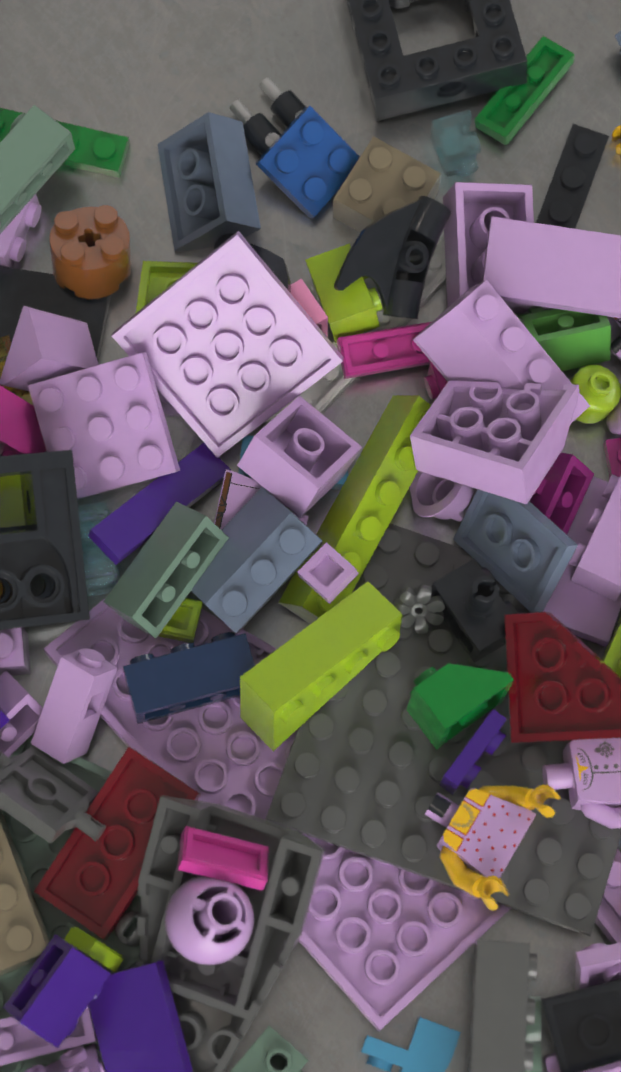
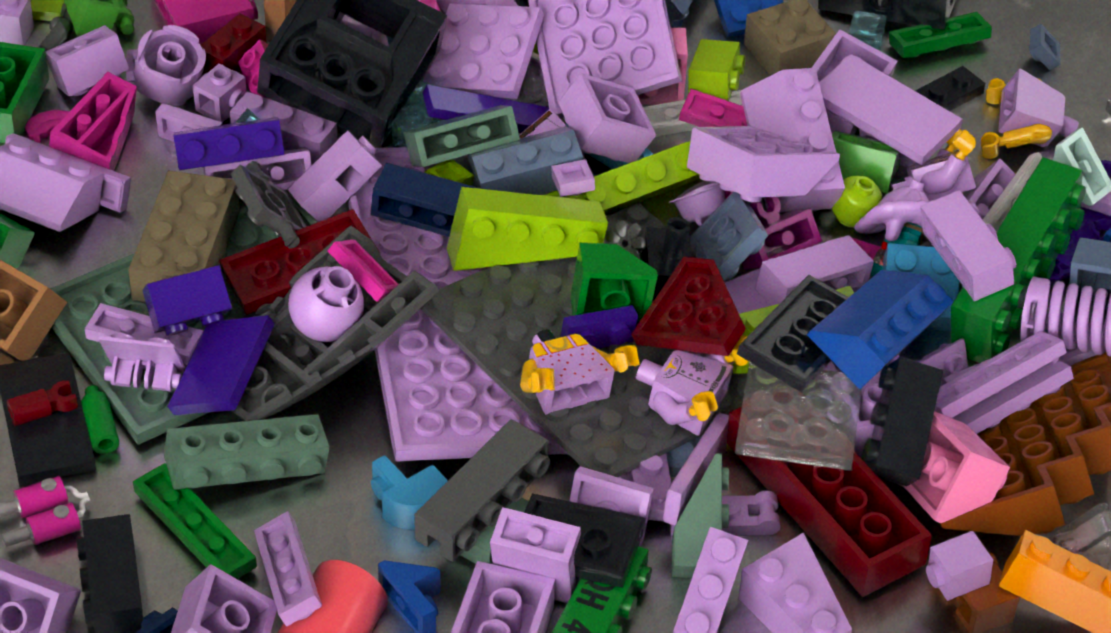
camera: 30 degrees right, 30 degrees down
(94, 948) = (238, 307): lime tile -> none
(397, 255) = (767, 50): black pin -> none

